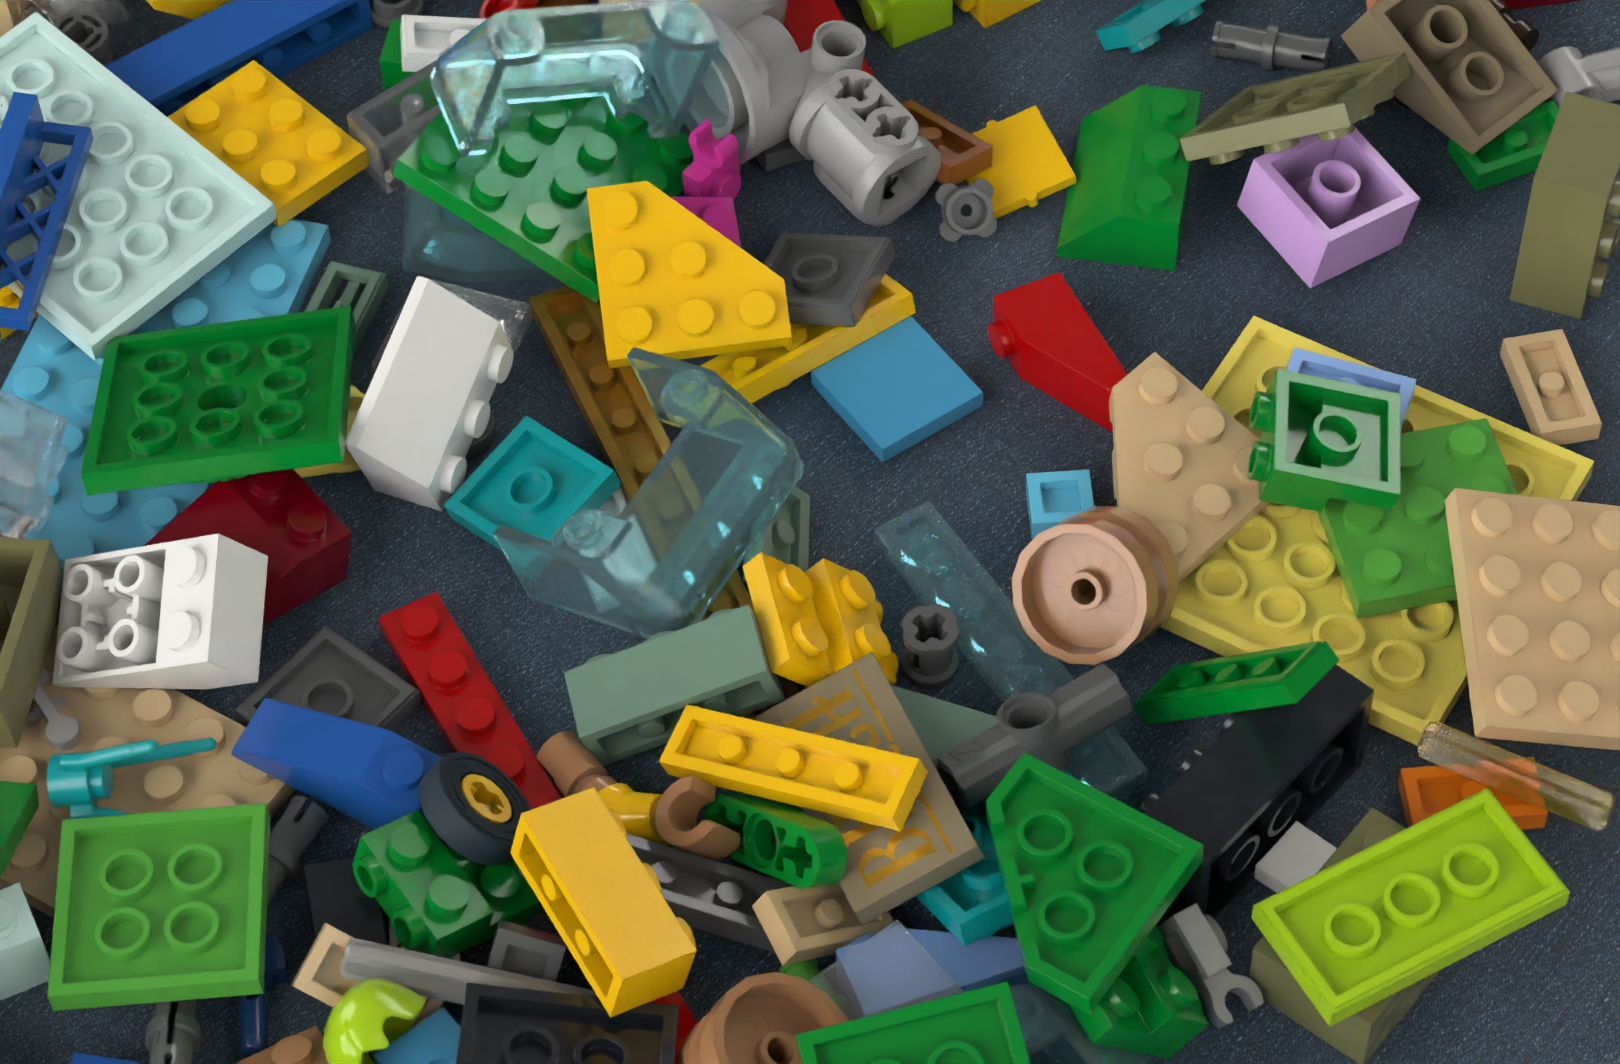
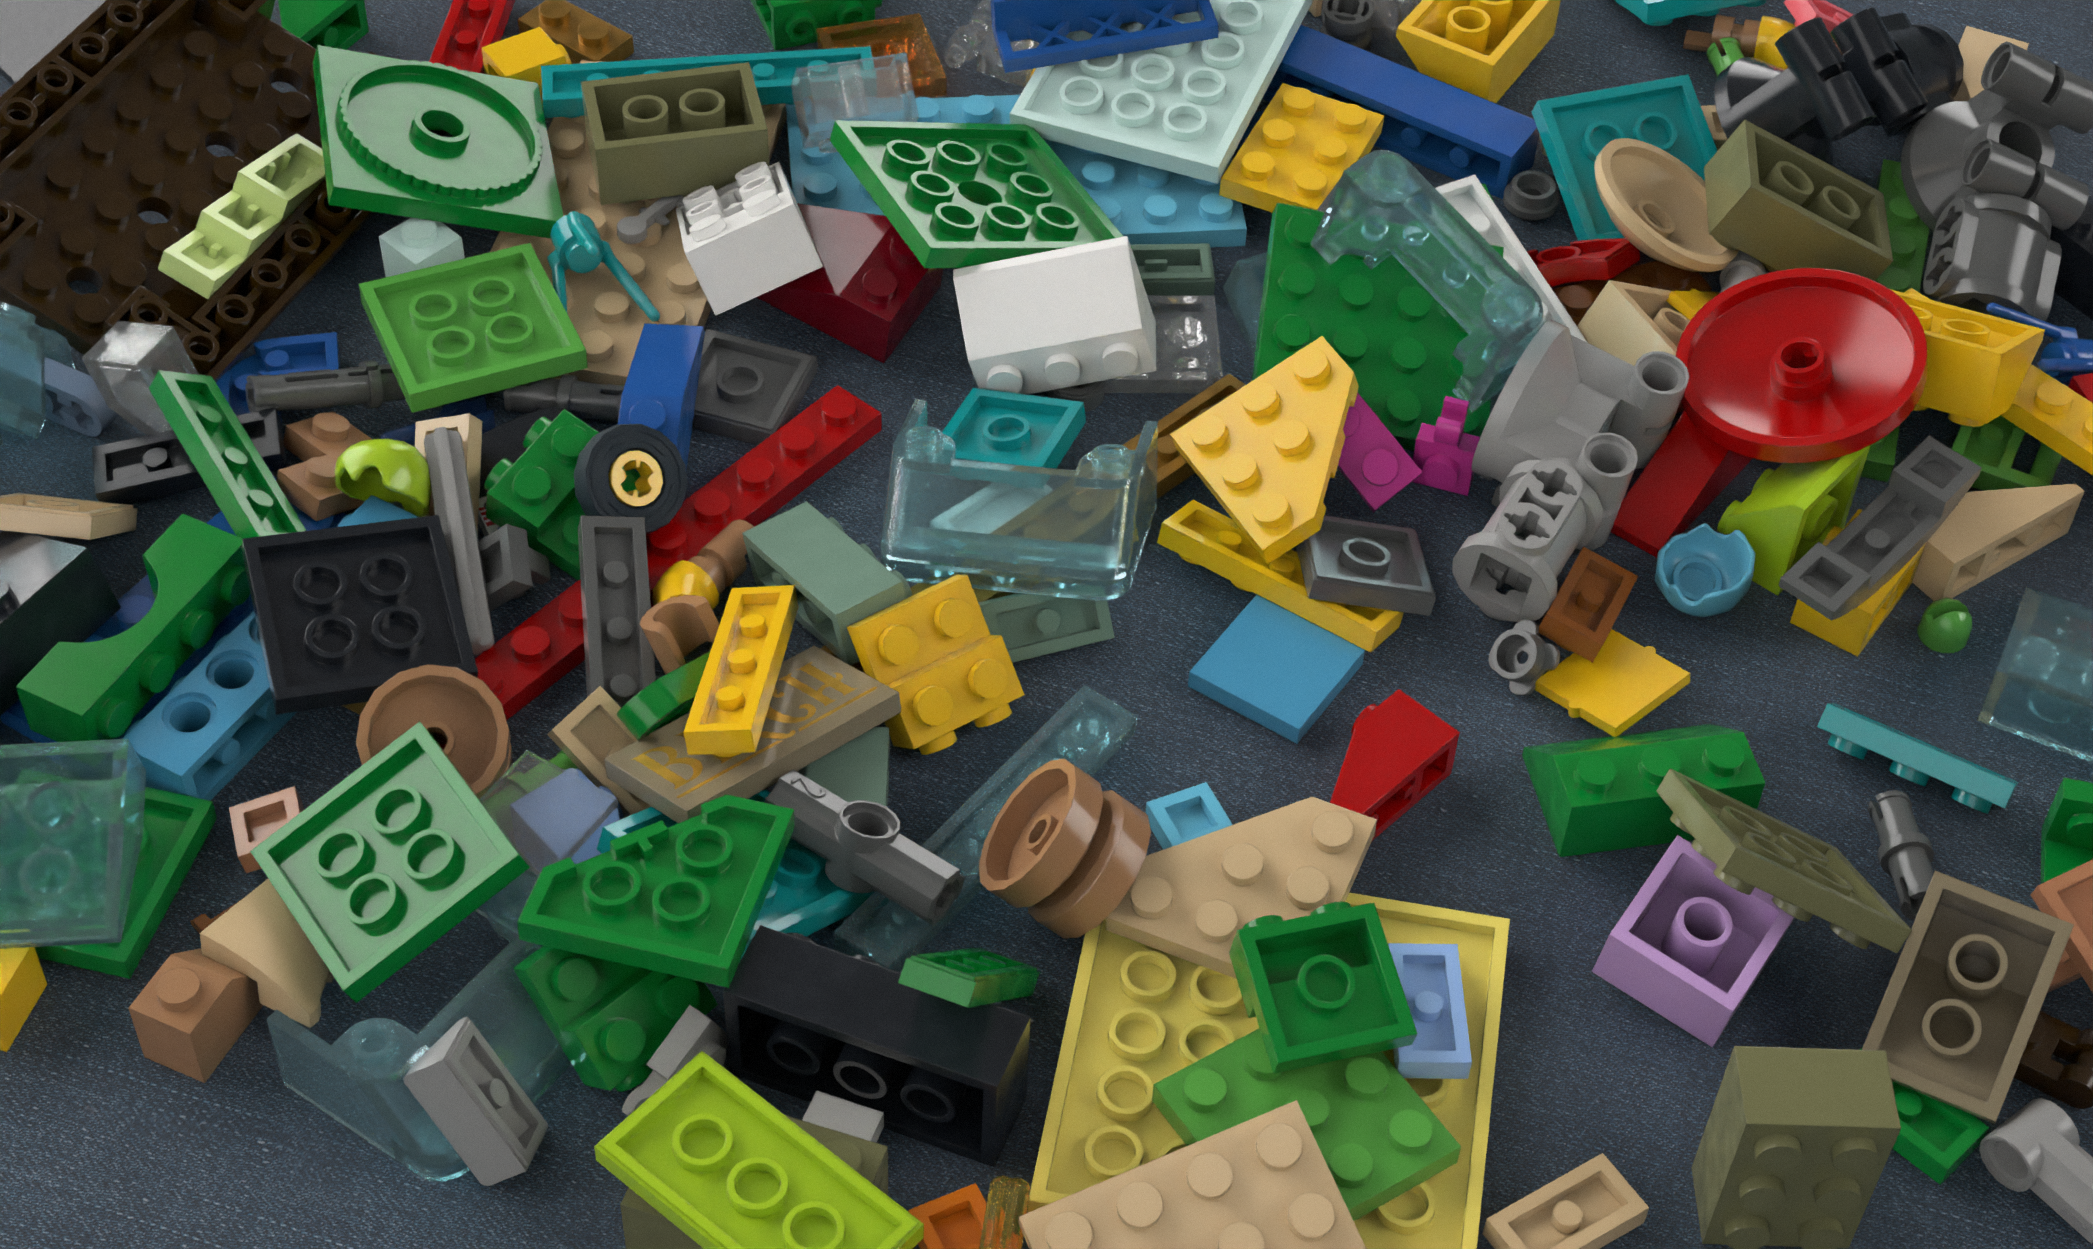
camera: 65 degrees right, 5 degrees down
(603, 901) = (540, 571): yellow brick -> none
(926, 649) = (967, 757): dark grey bush -> none
(930, 49) = (1705, 570): none -> medium azure hair

